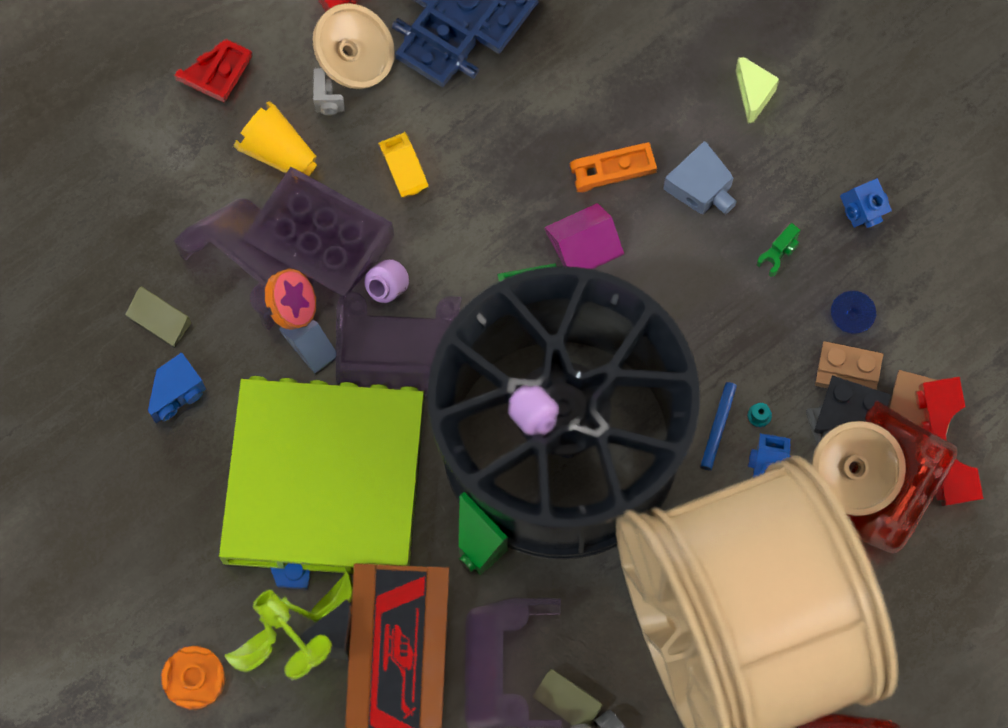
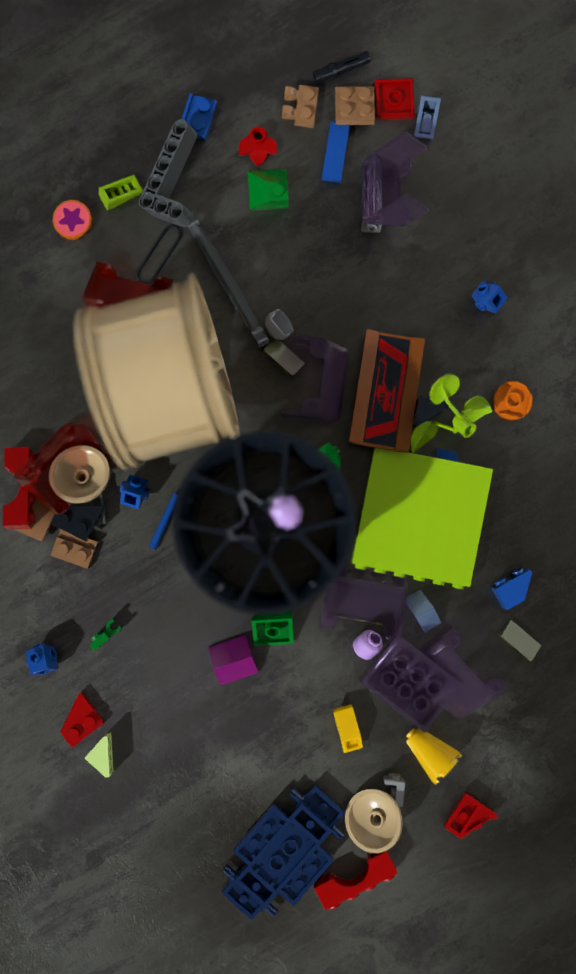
camera: 175 degrees left, 15 degrees up
(290, 299) = (433, 636): tile -> none
(613, 166) = (205, 709): orange plate -> none
(701, 181) = (148, 690): sand blue torso -> none
(757, 419) = (141, 525): teal piece -> none
(793, 131) = (81, 721): none -> red wing
(853, 312) = (64, 586): clear blue piece -> none

